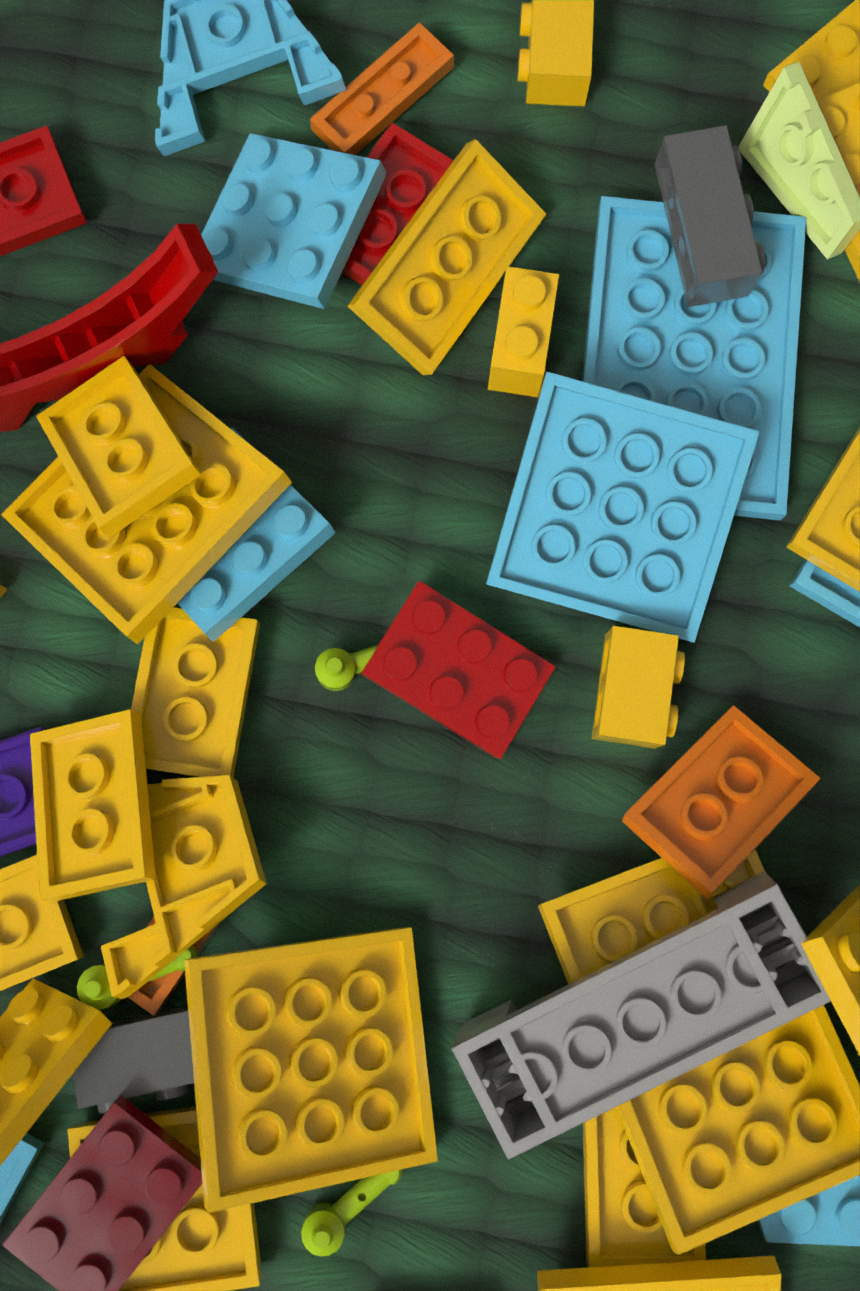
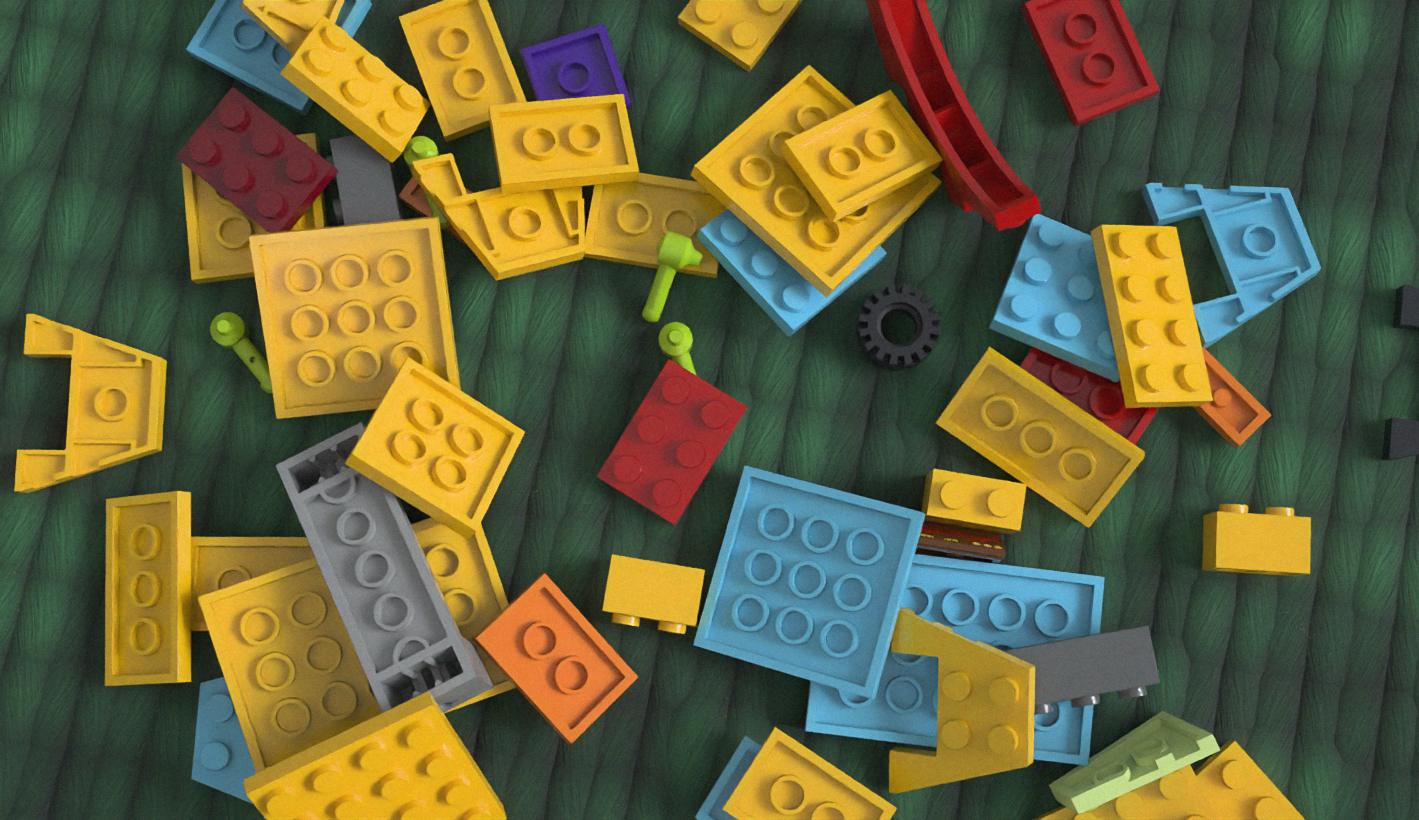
camera: 90 degrees right, 0 degrees up
(233, 667) = (673, 254): none -> lime piece
(311, 132) = (1151, 316): none -> yellow plate
(315, 385) = (906, 301): none -> black tyre
(481, 953) = (436, 448): none -> yellow plate
(569, 338) = (960, 543): none -> reddish brown slope
(762, 314) = (981, 708): none -> yellow wing

